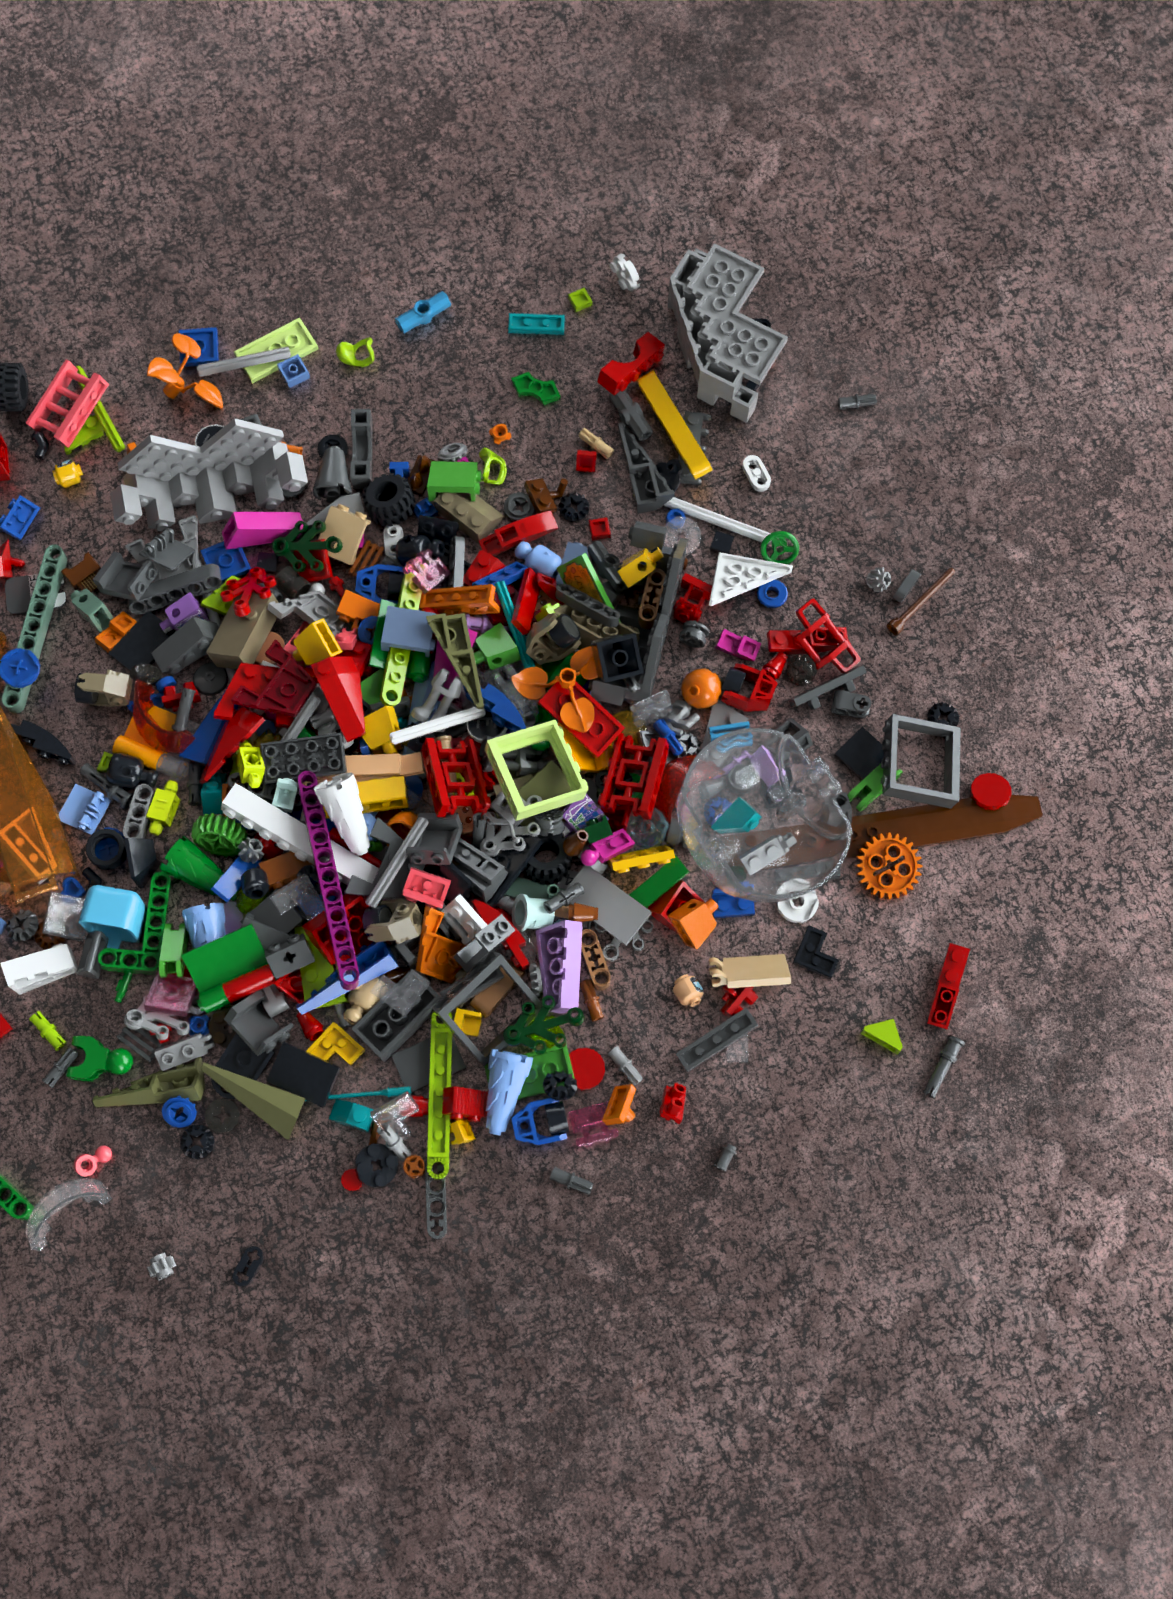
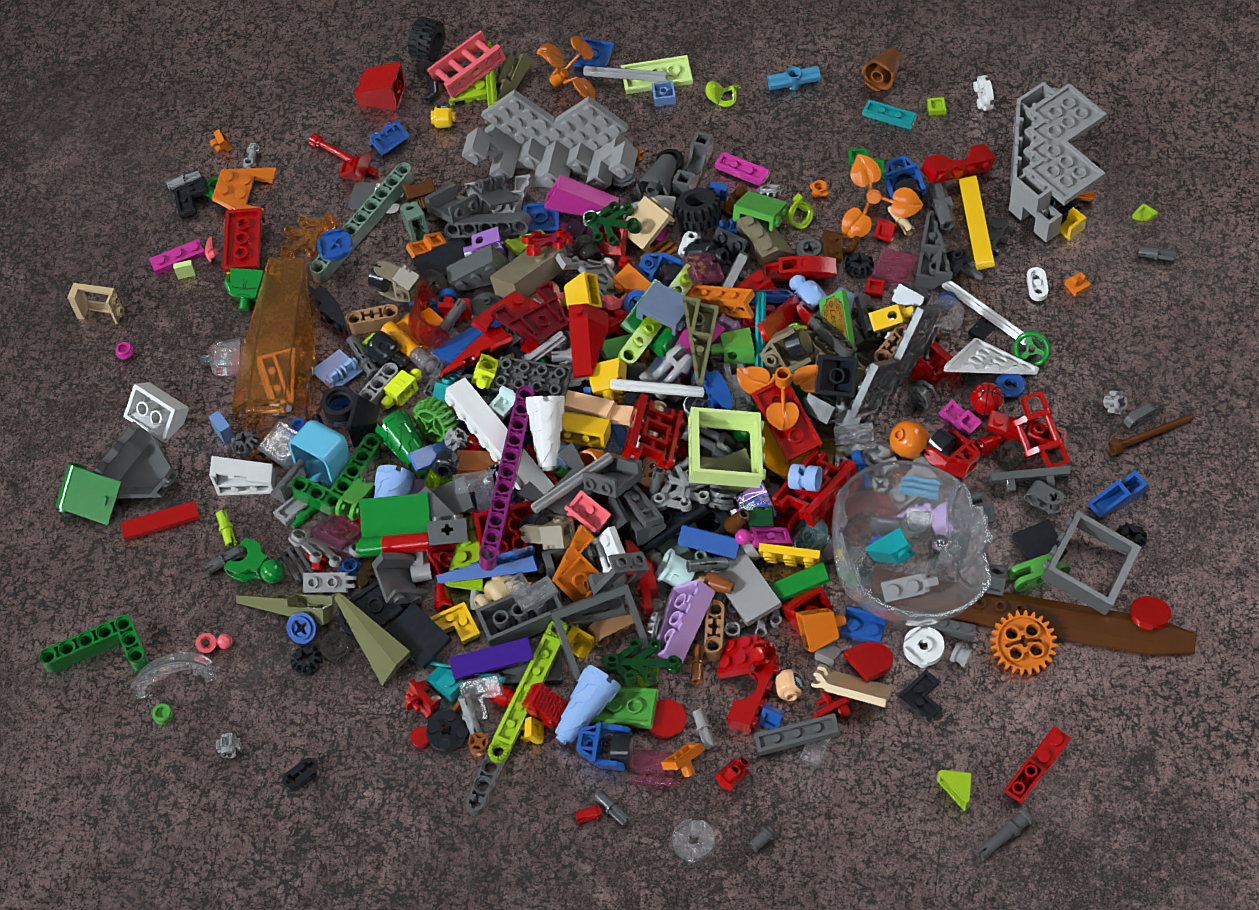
camera: 30 degrees right, 15 degrees down
(74, 1257) = (162, 714): none -> bright green tile
(91, 734) = (371, 318): none -> medium nougat beam
(106, 983) = (288, 511): none -> light grey tile
(119, 405) = (511, 74): none -> olive wedge
(333, 1142) = (419, 700): none -> red hips
(391, 1076) = (491, 658): none -> dark purple panel
(412, 435) = (742, 169): none -> dark pink plate
(511, 275) = (882, 69): none -> dark orange cone
(547, 410) = (865, 172): none -> orange plant
(551, 1196) = (588, 814): none -> red pin
(555, 873) = (708, 541): none -> blue tile
(562, 1092) = (632, 723): black gear -> none
(592, 410) = (910, 173): none -> blue piece
(610, 499) = (894, 266): none -> clear pink plate
(632, 770) = (802, 477): none -> light blue wheel
(635, 978) = (744, 654): none -> red plate
(657, 1036) = (745, 712): none -> red arch
(673, 1178) = (704, 844): none -> clear plate
(685, 1029) = (771, 717): none -> blue tile
(712, 943) = (828, 654): none -> light grey slope
(754, 935) = (870, 659): none -> red tile
(757, 618) = (986, 398): none -> red piece
(767, 393) = (1073, 225): none -> yellow panel
(794, 460) = (1077, 284): none -> orange tile
(828, 359) = (1144, 213): none -> lime tile
(836, 899) = (961, 655): none -> light grey wheel
(917, 678) = (1119, 495): none -> blue slope

